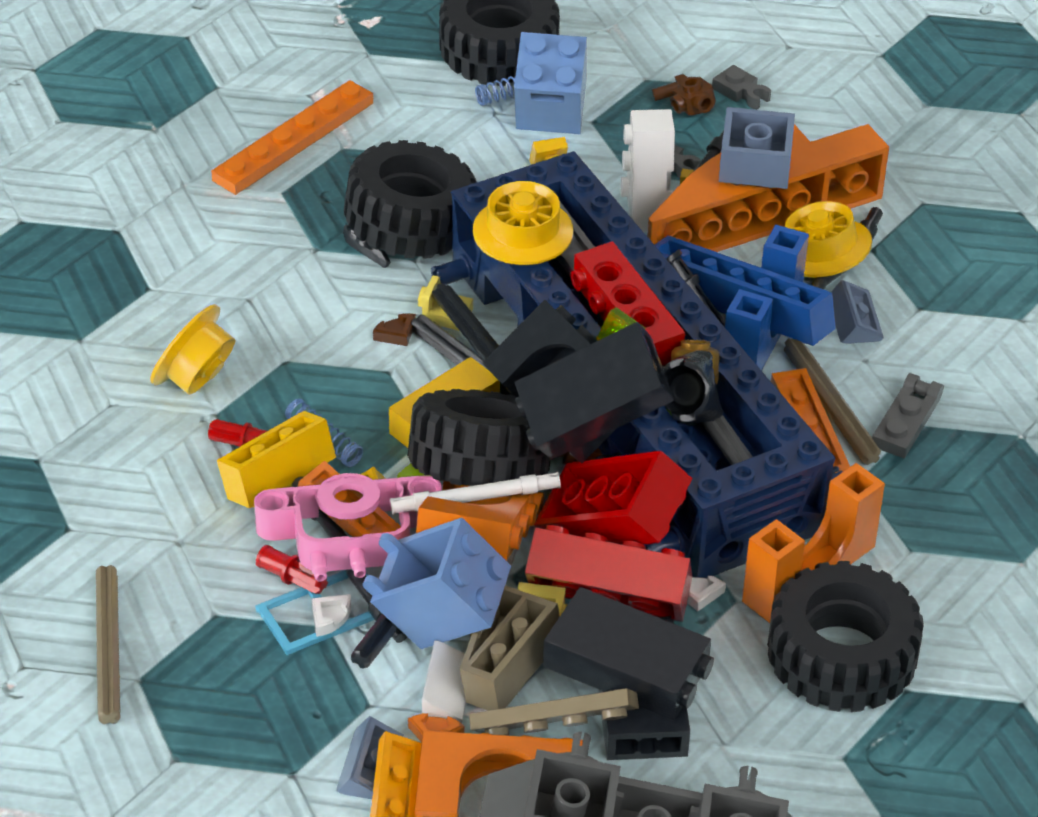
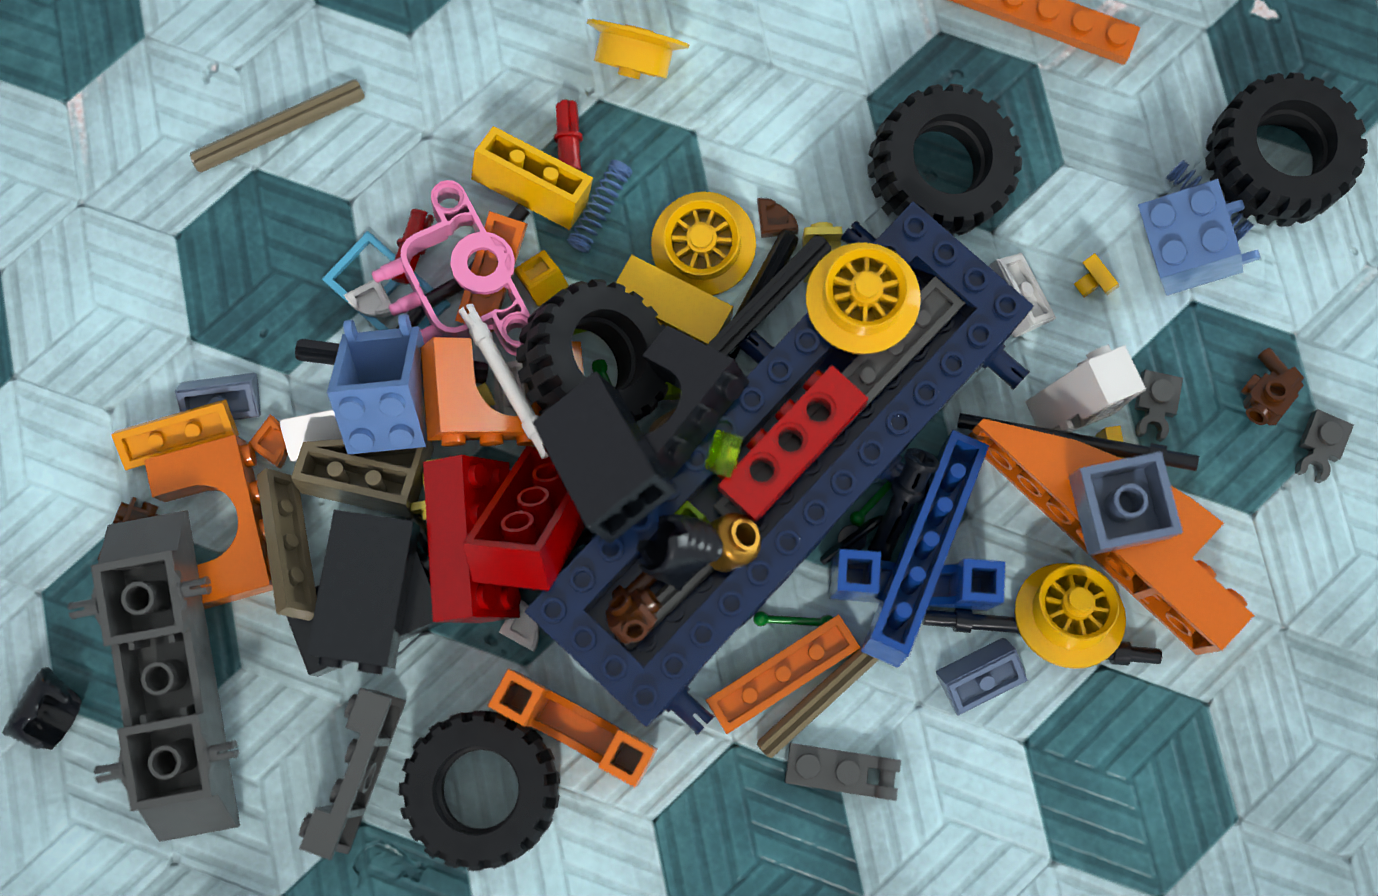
camera: 75 degrees right, 35 degrees up
(390, 369) = (704, 241): none -> yellow piece
(731, 442) = (633, 609): none -> reddish brown piece
(769, 695) = (336, 825): none -> dark grey piece

